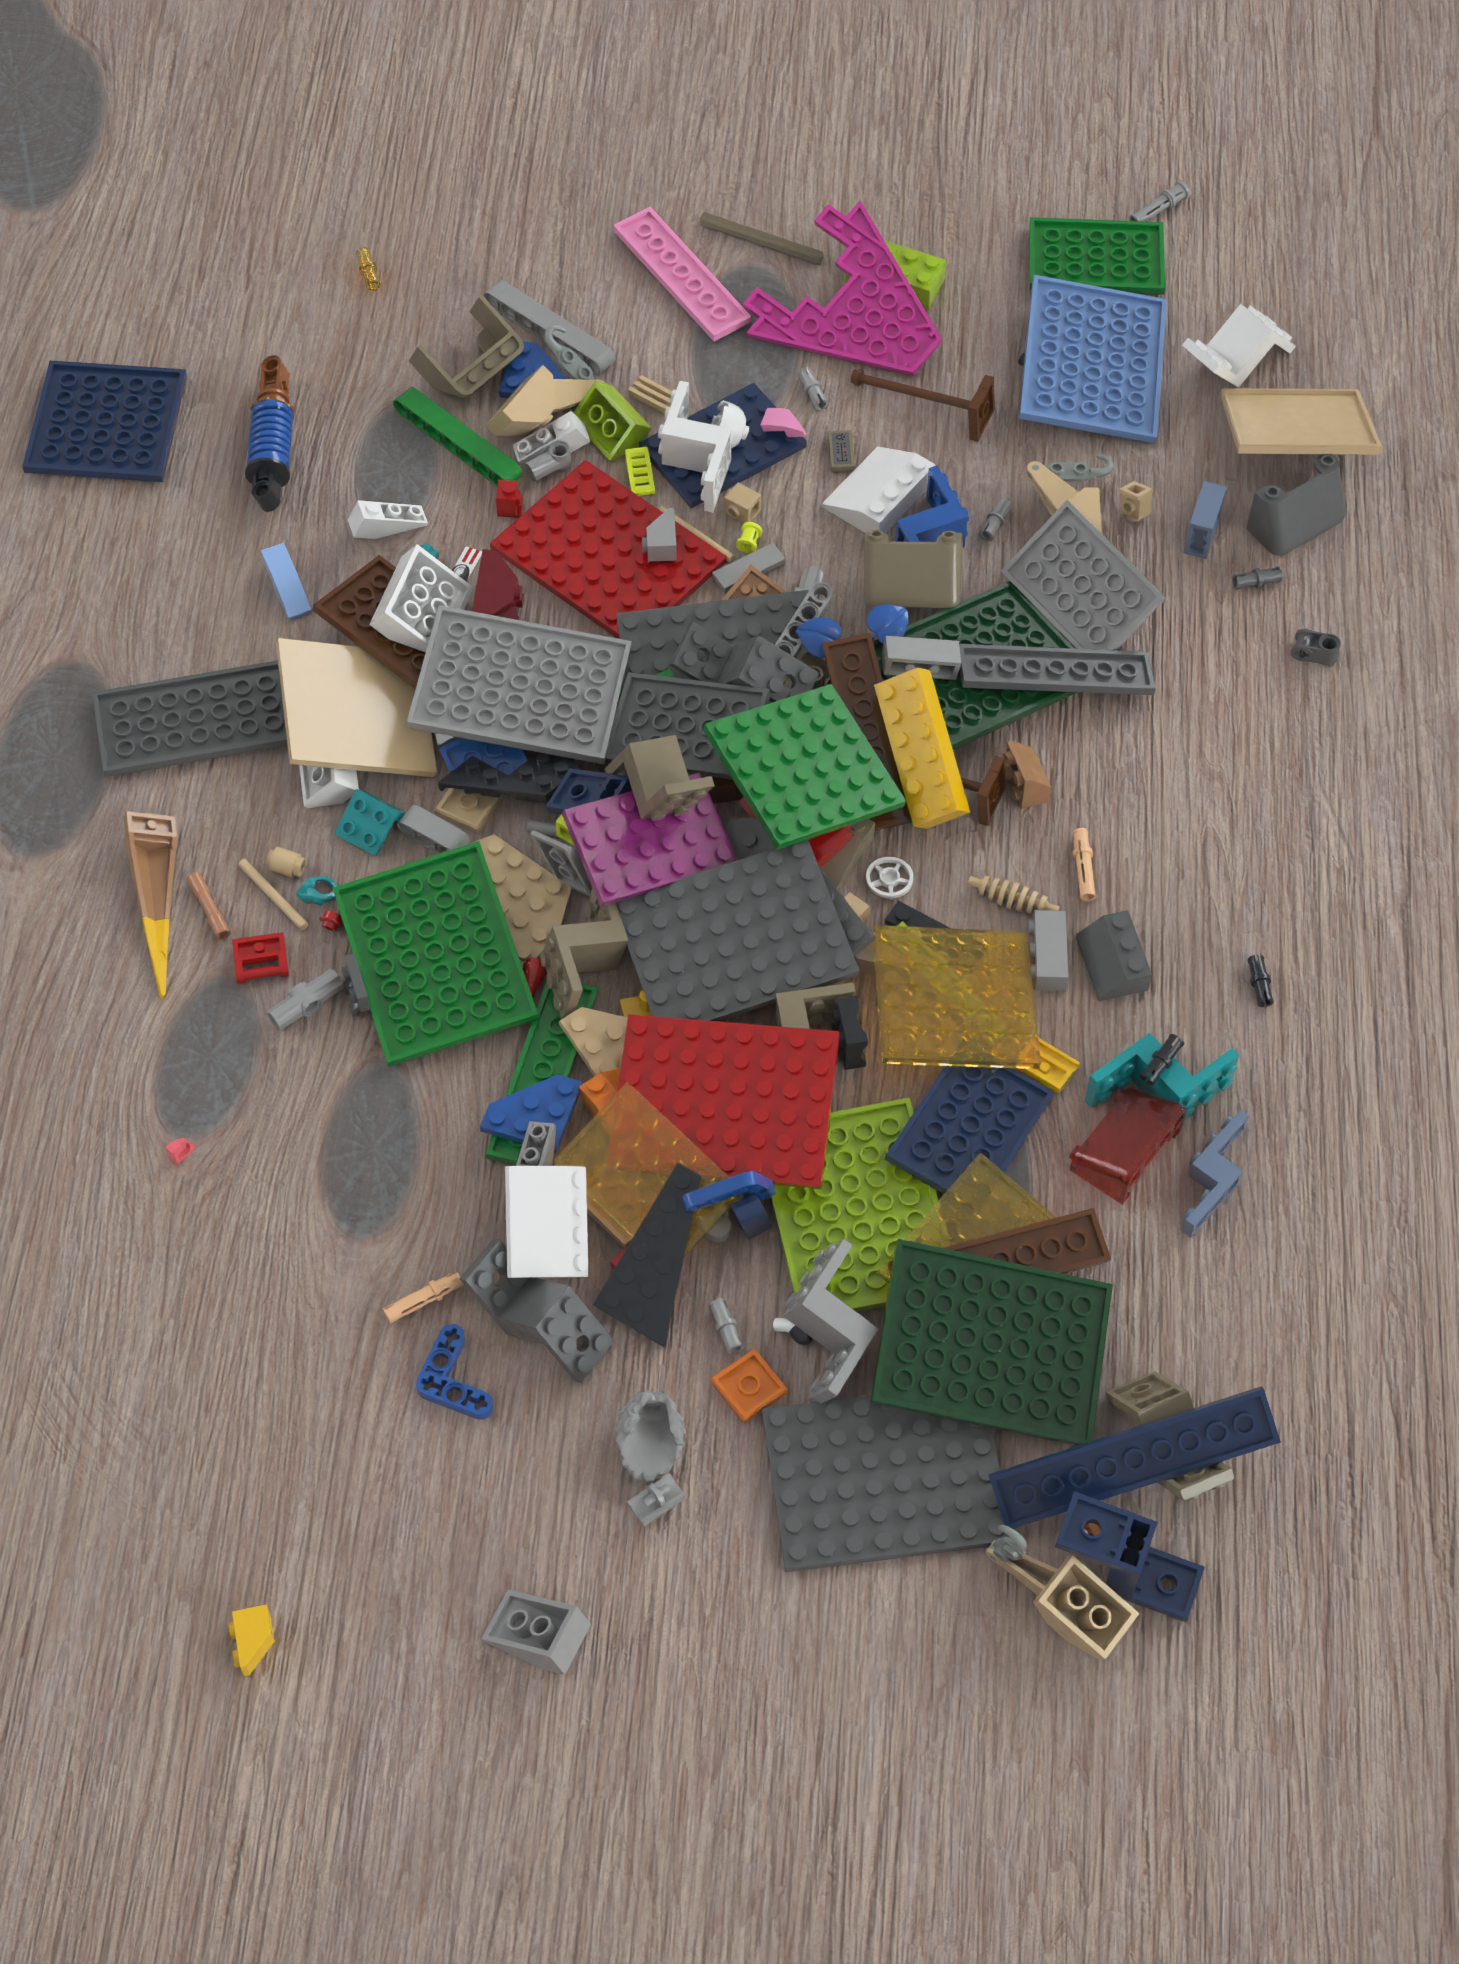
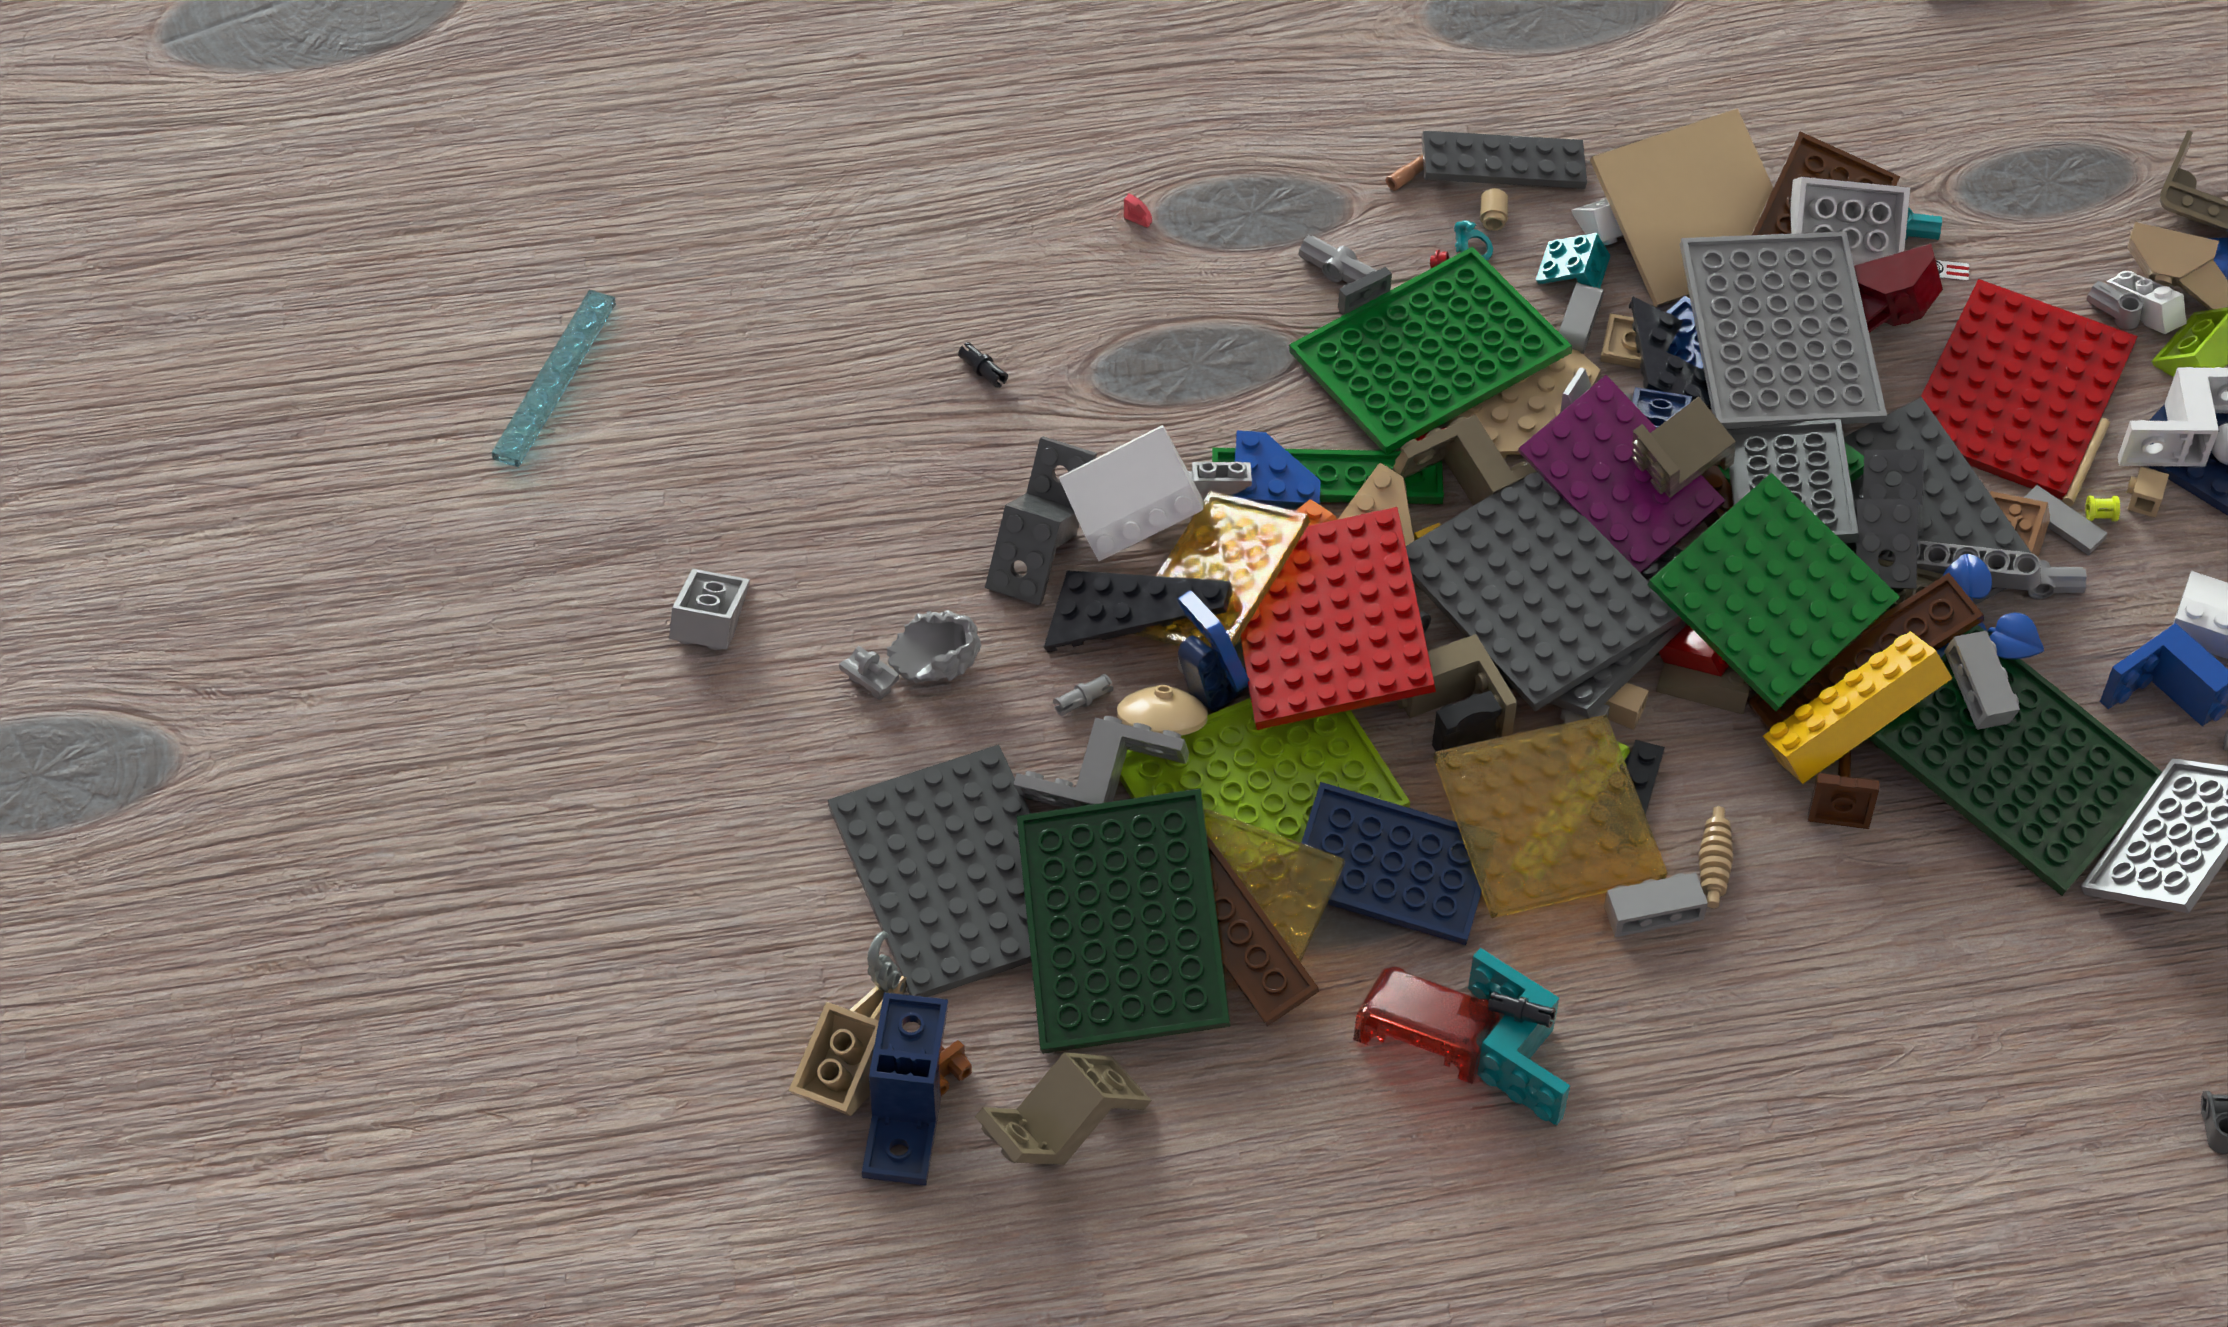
camera: 75 degrees right, 5 degrees down
(151, 856) = (1454, 103): medium nougat plate -> none
(190, 718) = (1625, 77): dark grey plate -> none
(195, 1730) = (553, 378): none -> clear light blue plate
(232, 839) = (1503, 159): none -> dark grey plate
(253, 1636) = (649, 392): yellow slope -> none
(260, 950) = (1381, 212): red plate -> none
(267, 888) = (1452, 214): tan bar -> none
(270, 435) = (2022, 55): piece -> none
(286, 581) = (1845, 116): light blue slope -> none
(319, 1325) = (983, 365): none -> black pin
(382, 519) = (1965, 183): white slope -> none
(427, 1294) = (1025, 427): light nougat pin -> none
(440, 1377) = (957, 473): blue beam -> none
(456, 437) = (2106, 217): green beam -> none
(509, 499) = (2044, 279): red brick -> none
(636, 458) = (2159, 378): neon yellow slope -> none
(661, 538) = (2053, 420): light grey slope -> none
(749, 1385) = (1024, 731): orange tile -> none
(771, 1264) = (1163, 709): none -> tan dish
(889, 877) = (1694, 736): white wheel -> none
(913, 571) = (2111, 665): dark tan windscreen -> none
(1025, 775) = (1884, 833): medium nougat slope -> none
(1055, 1067) = (1502, 934): yellow plate -> none
(1056, 669) = (2044, 833): dark grey plate -> none
(1083, 855) = (1802, 918): light nougat pin -> none
(1114, 956) = (1674, 974): dark grey slope -> none
(1135, 1457) = (1021, 1073): dark blue plate -> none
(1214, 1173) = (1419, 1118): sand blue bracket -> none
(1260, 980) = (1701, 1130): black pin -> none

